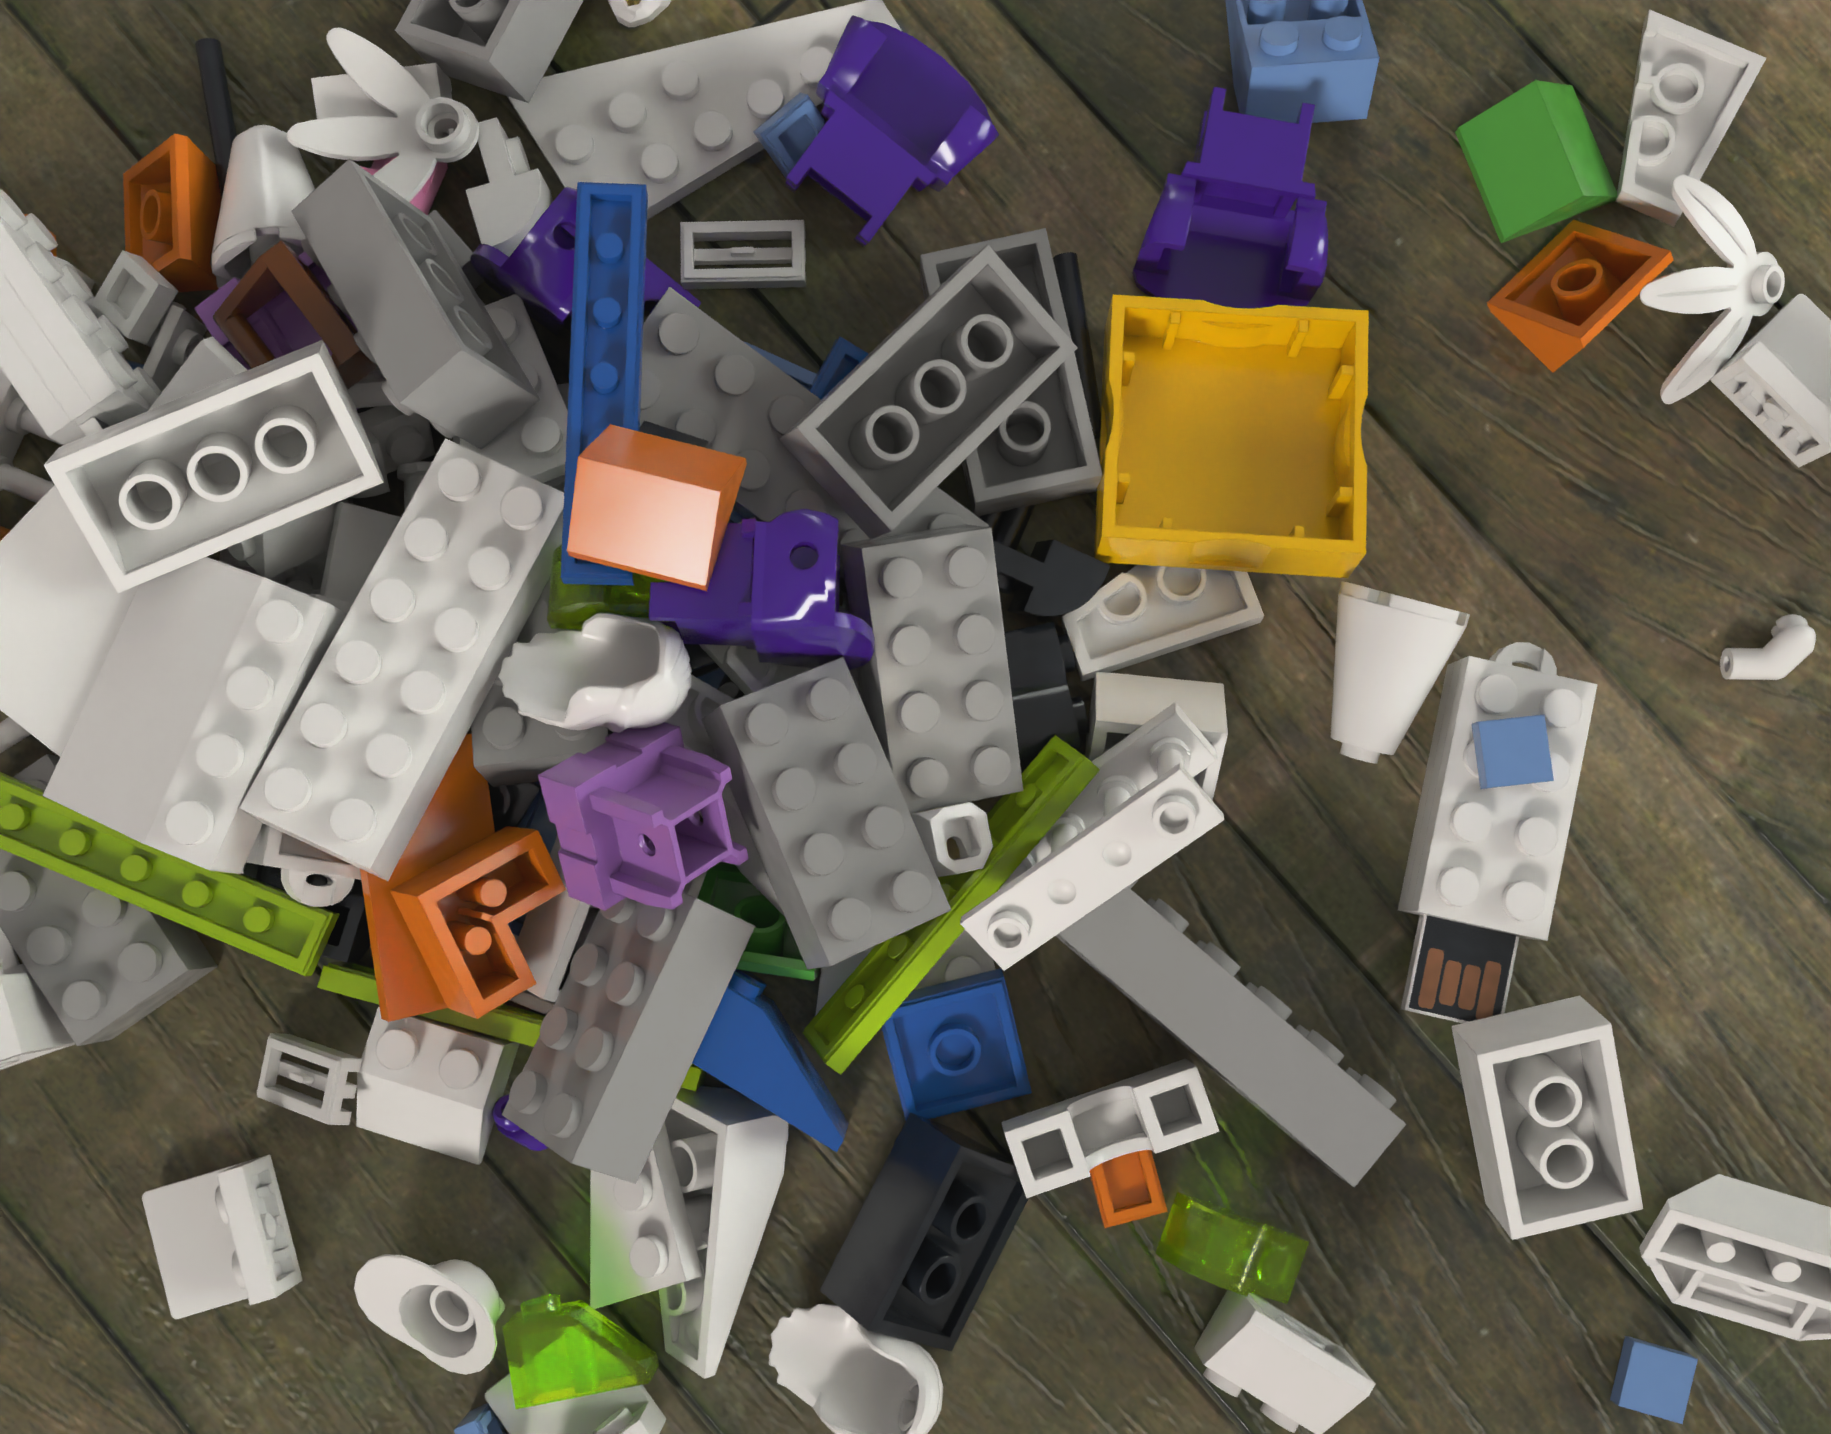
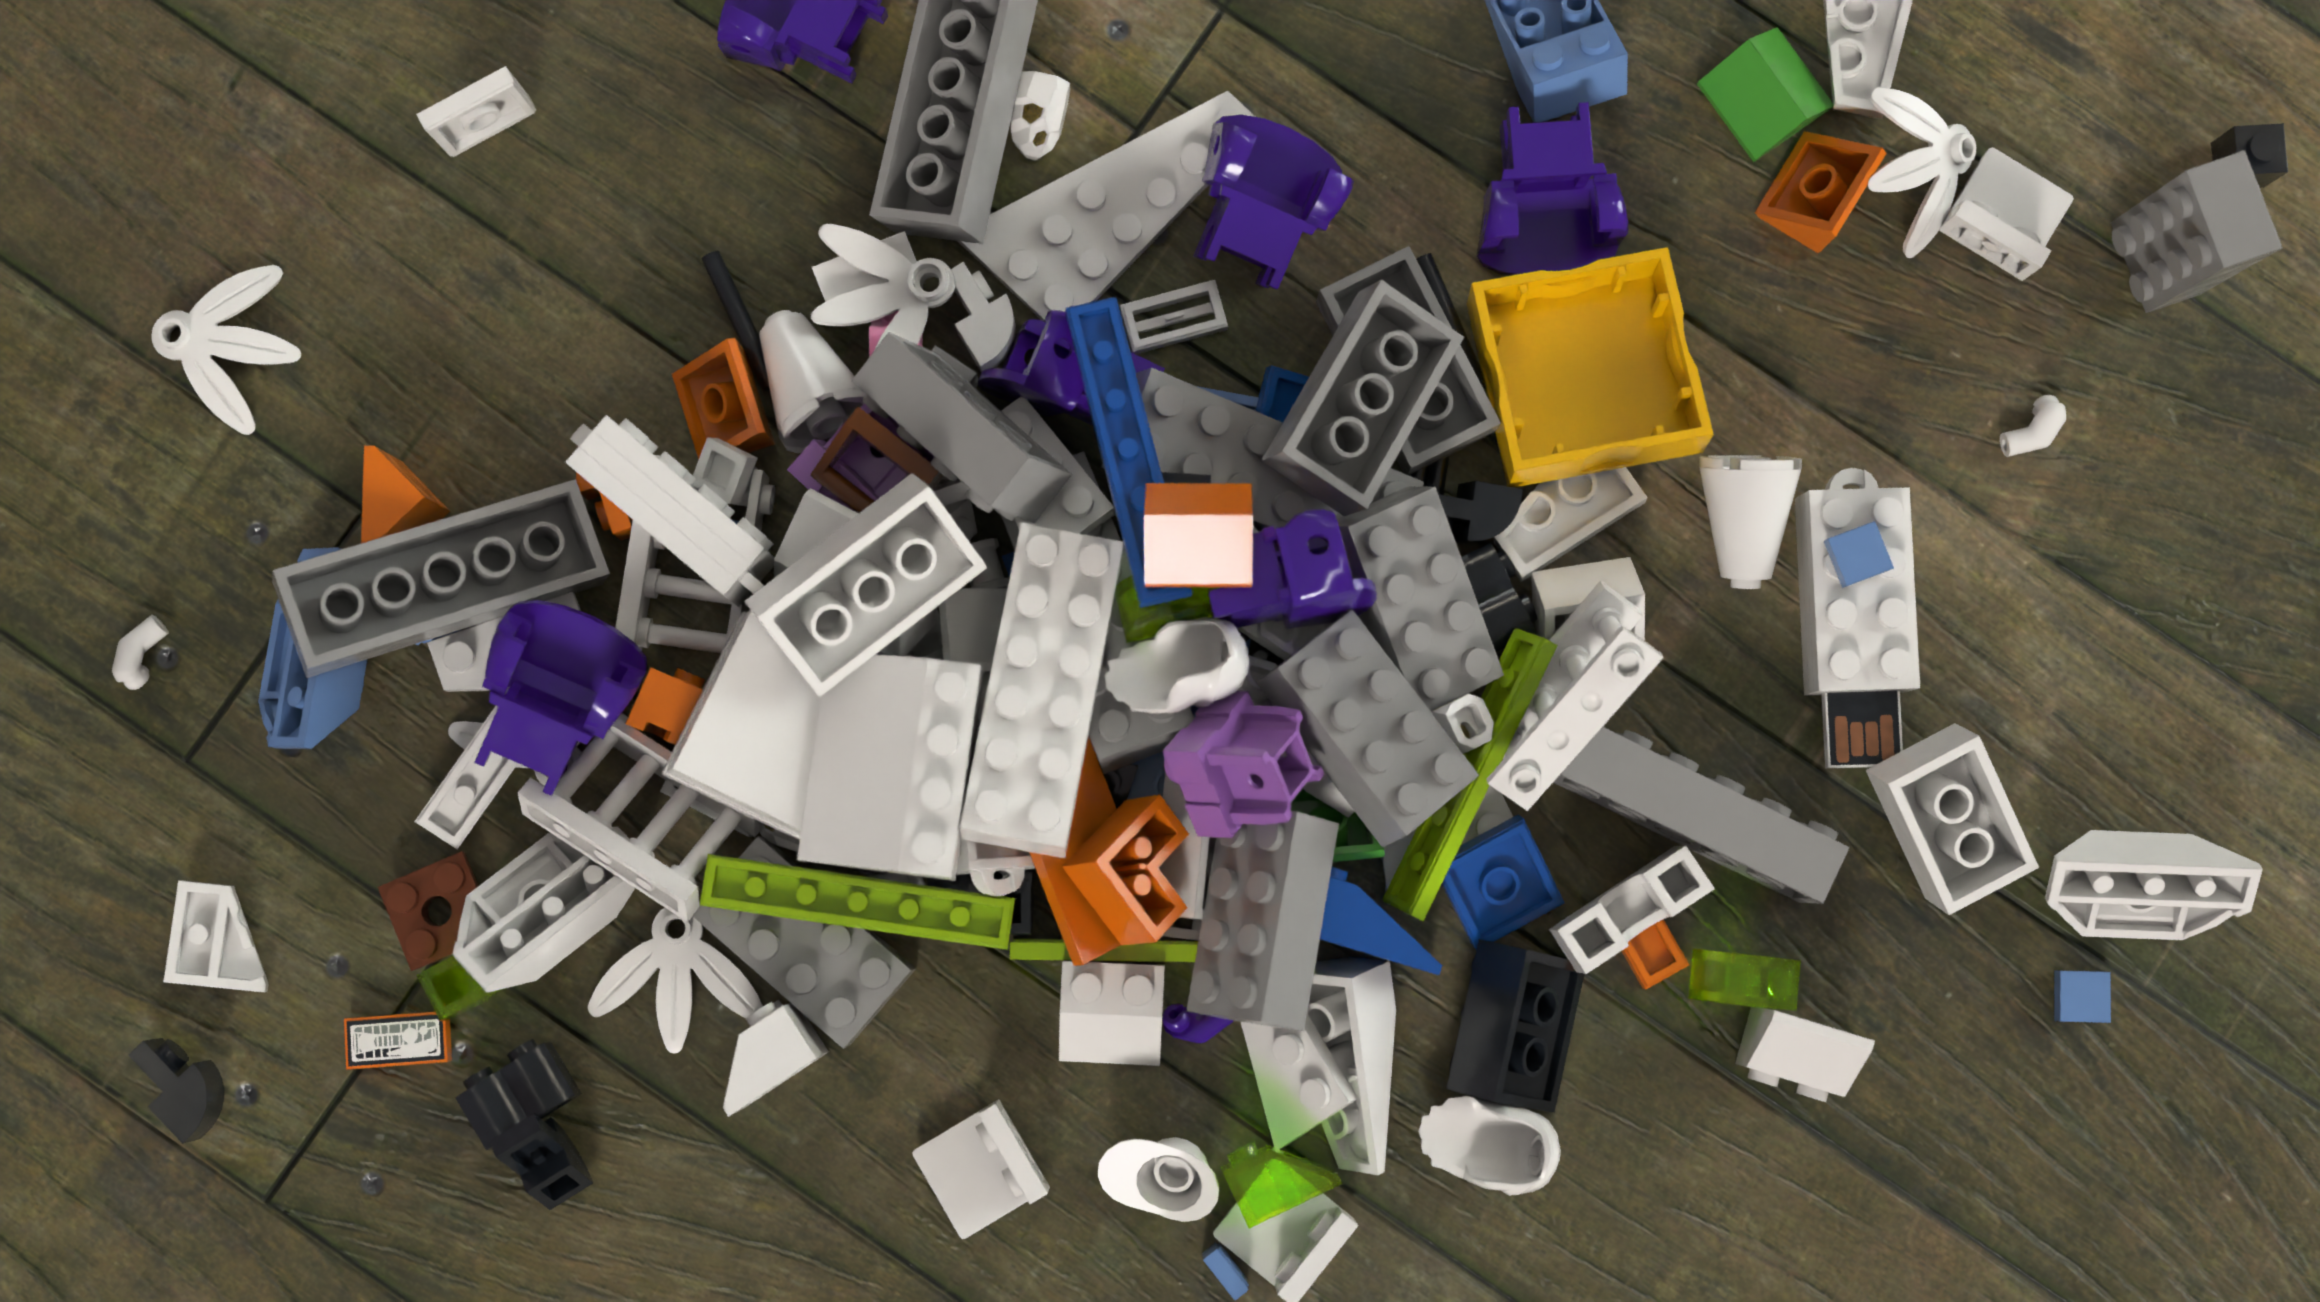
camera: 20 degrees left, 0 degrees up
(333, 1084) = (1048, 1029): white tile -> none
(790, 132) = (1189, 215): medium blue tile -> none

